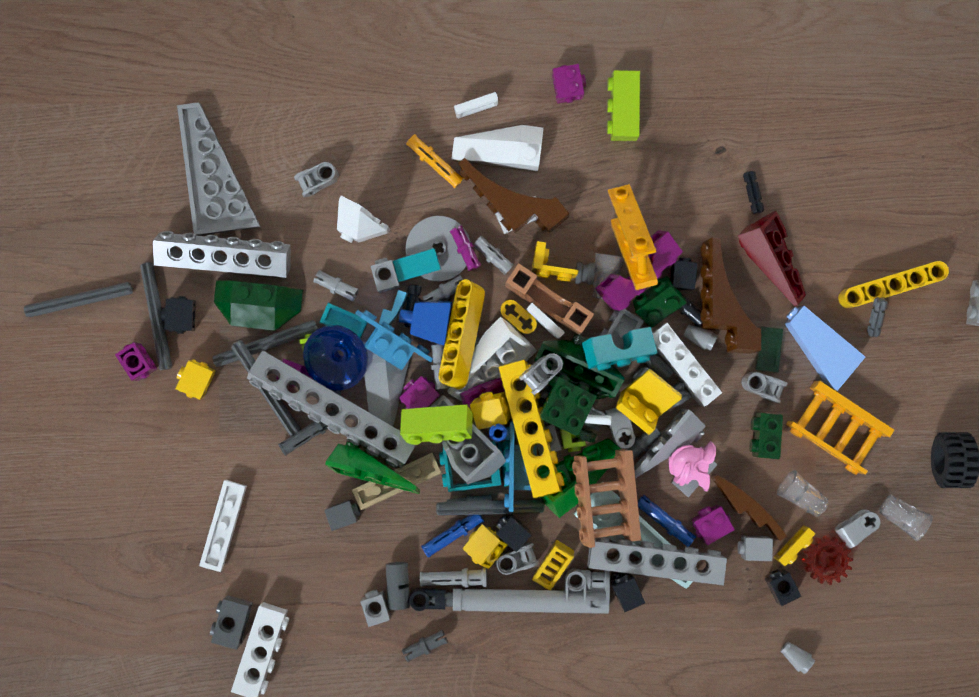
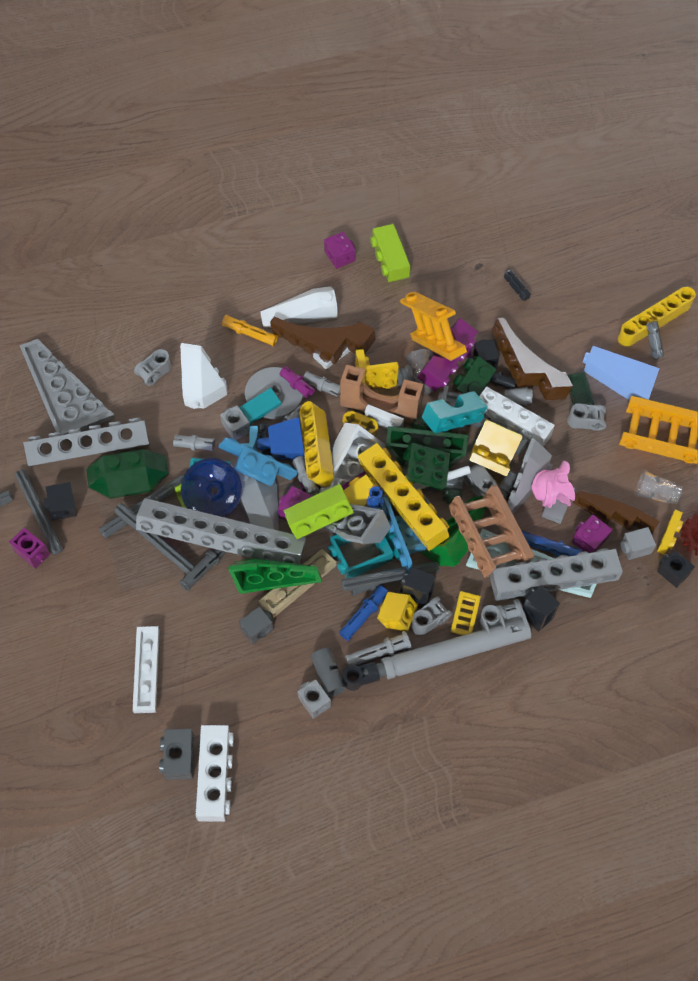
camera: 15 degrees left, 25 degrees down
(195, 379) = (87, 549): yellow head -> none
(424, 645) = (372, 720): dark grey pin -> none
(476, 105) = (270, 282): white tile -> none
(539, 375) = (396, 442): light grey piece -> none
(567, 442) = (437, 500): lime bracket -> none
(767, 435) = (605, 450): dark green bracket -> none
(768, 250) = (542, 315): dark red wedge -> none

